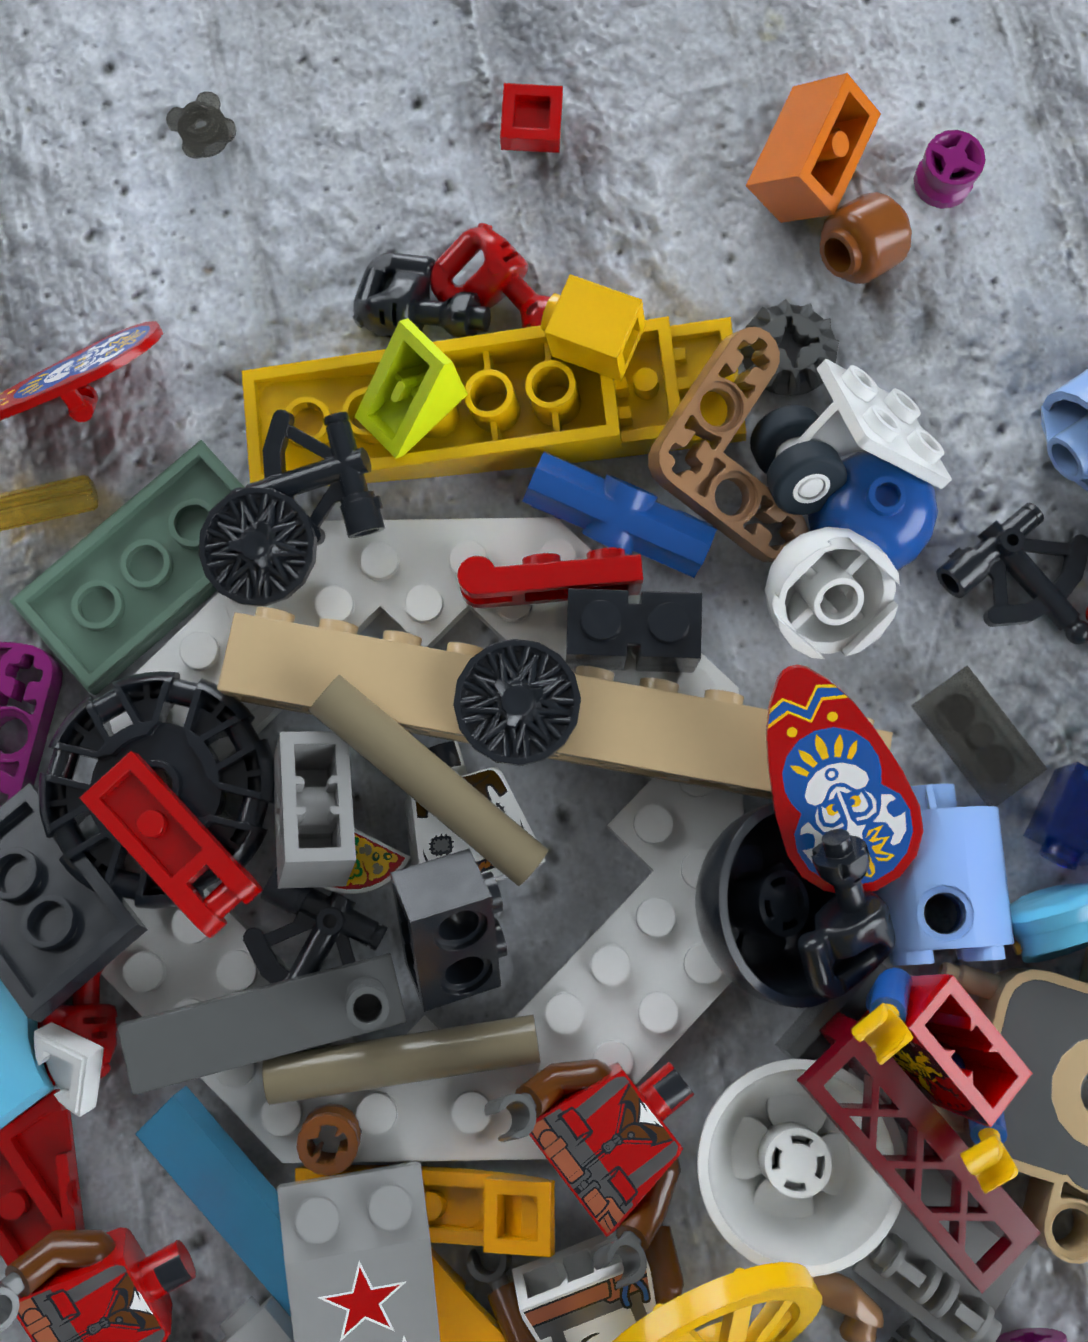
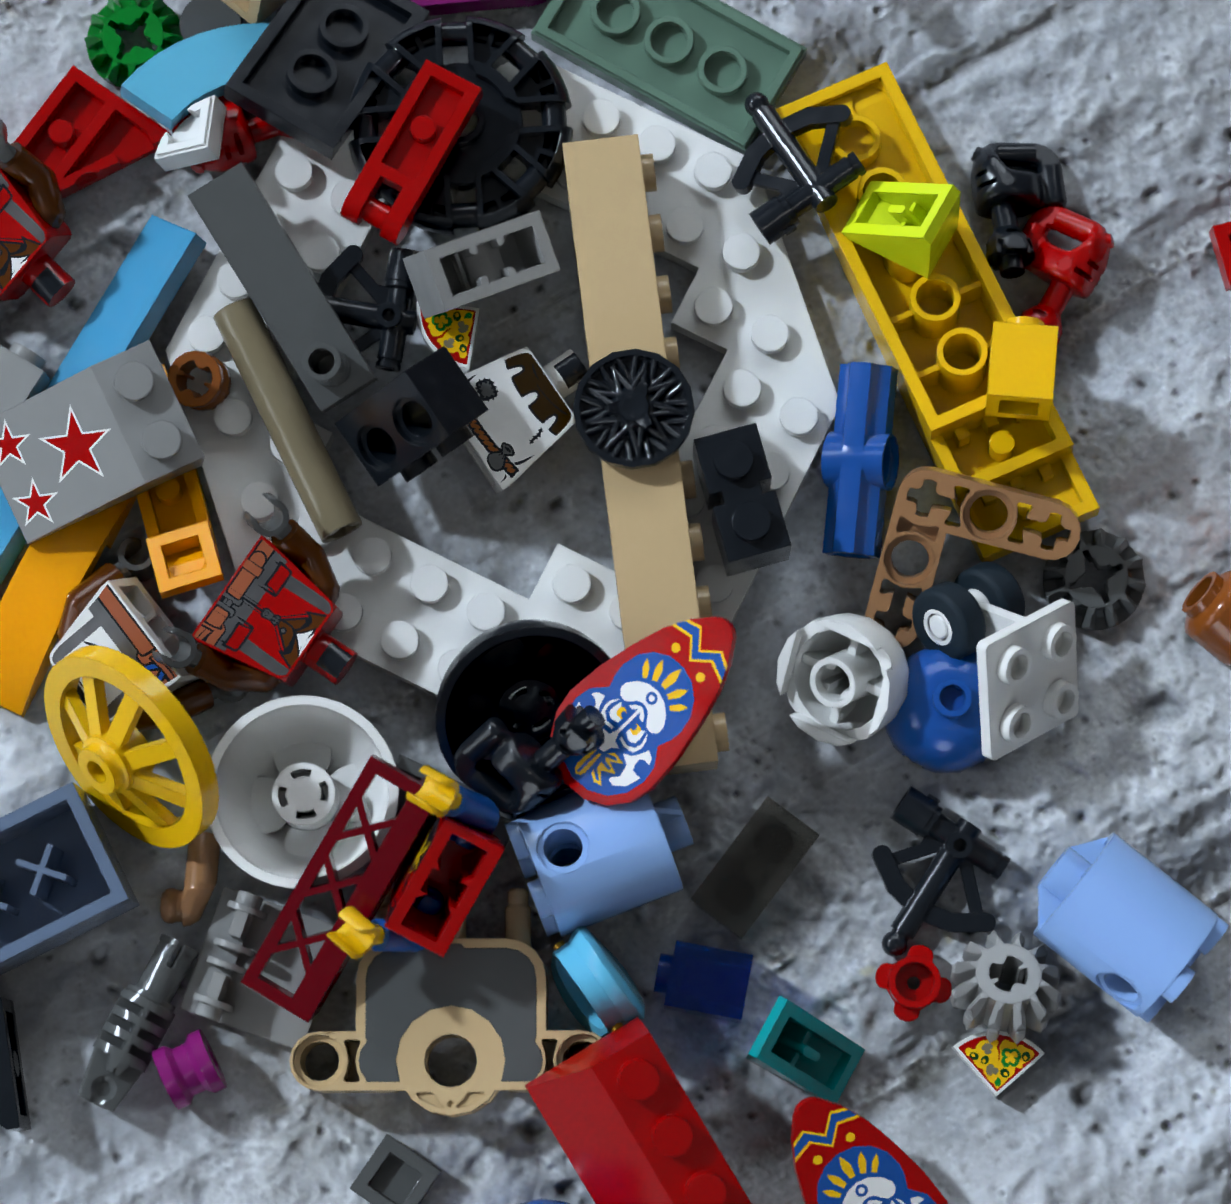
camera: 75 degrees right, 0 degrees up
(257, 546) = (713, 135): black wheel -> none
(428, 780) = (538, 354): dark tan piece -> none
(547, 578) = (768, 407): red plate -> none

